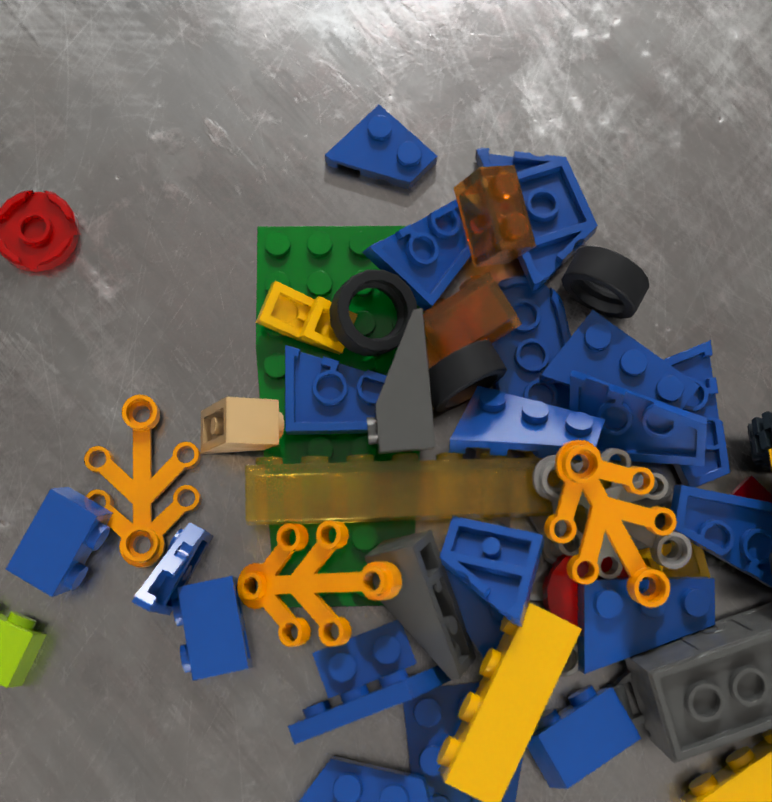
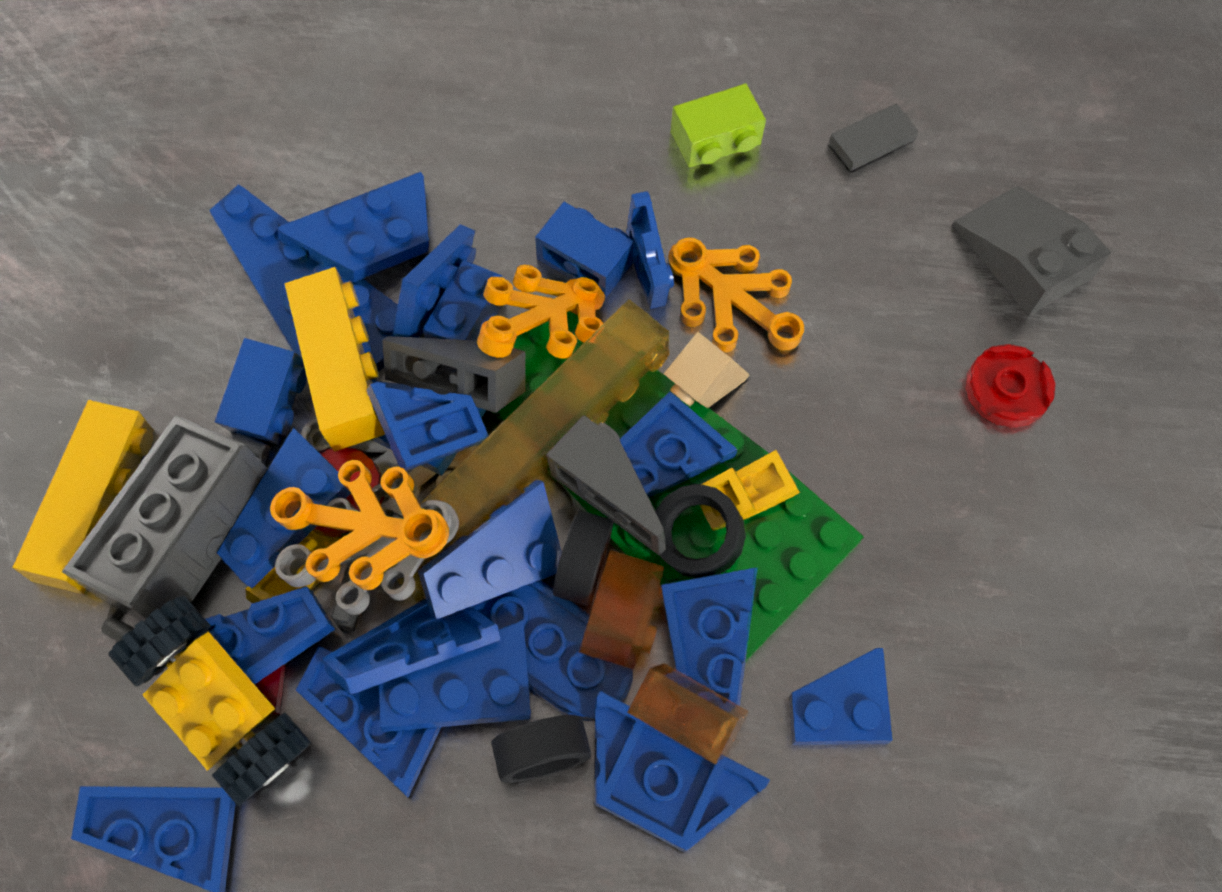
camera: 140 degrees right, 10 degrees down
(60, 541) = (740, 209): blue brick -> none

